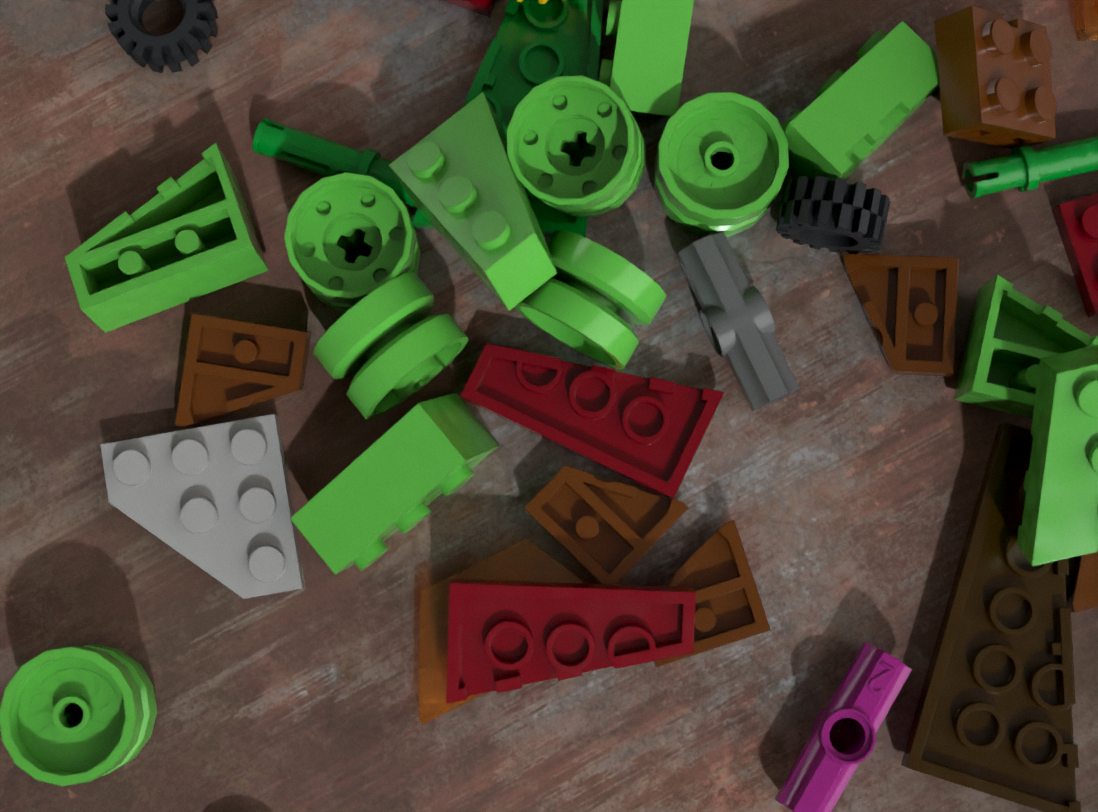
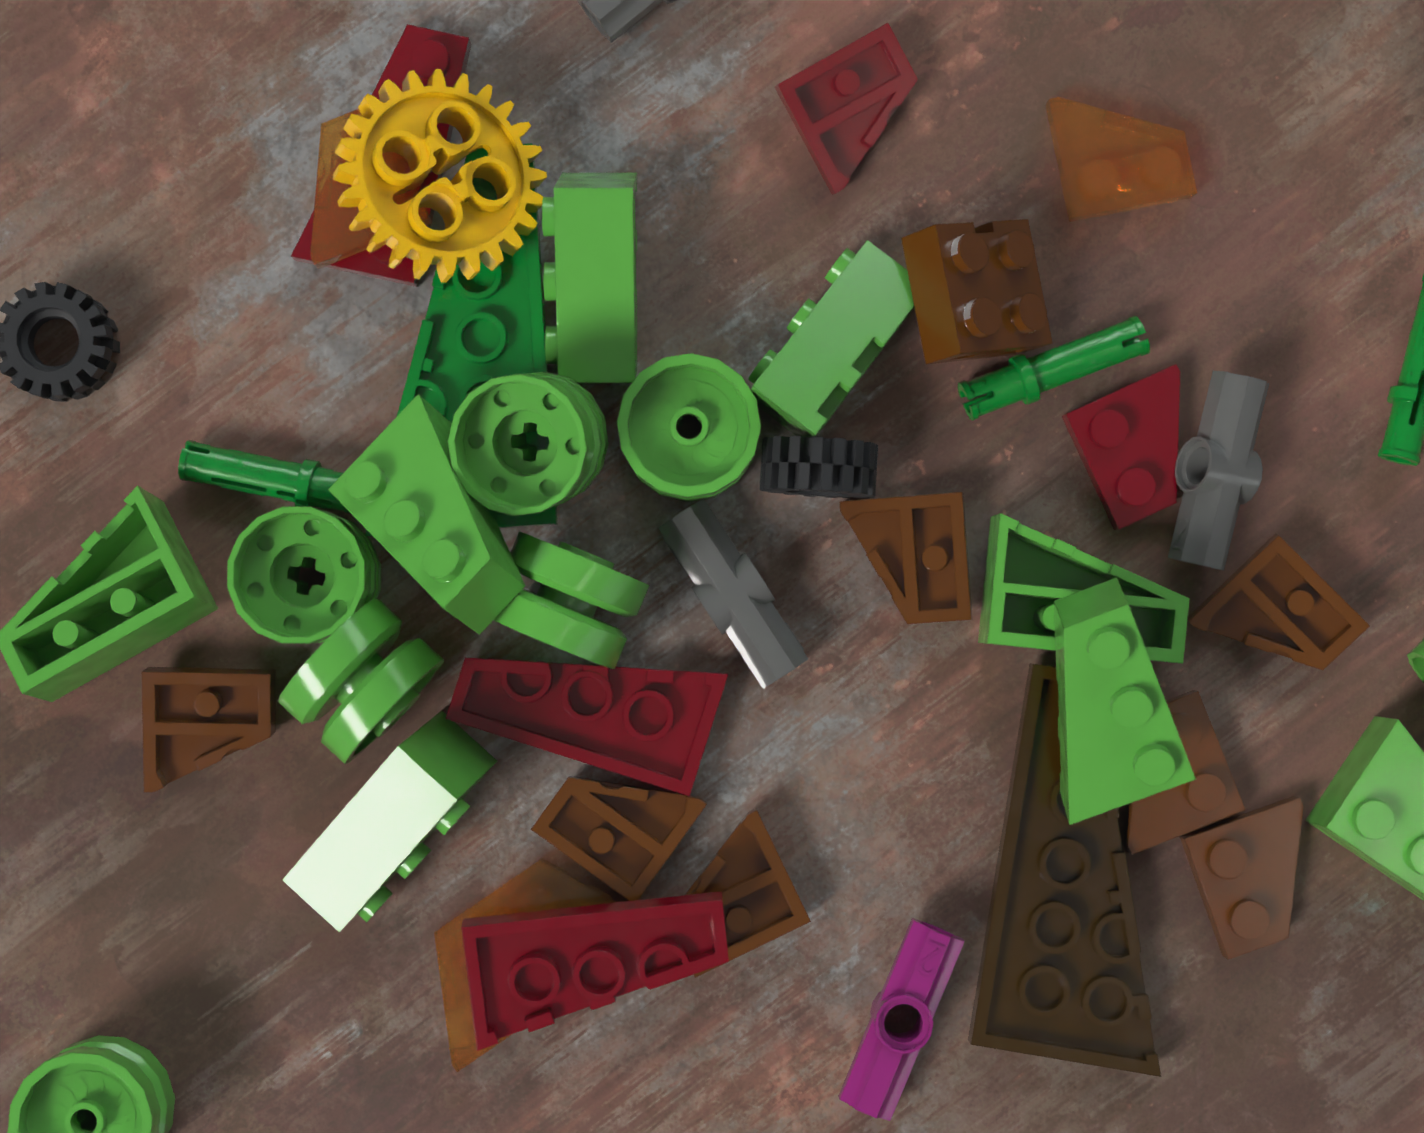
camera: 10 degrees left, 5 degrees up
(214, 499) = (200, 865): light grey plate -> none

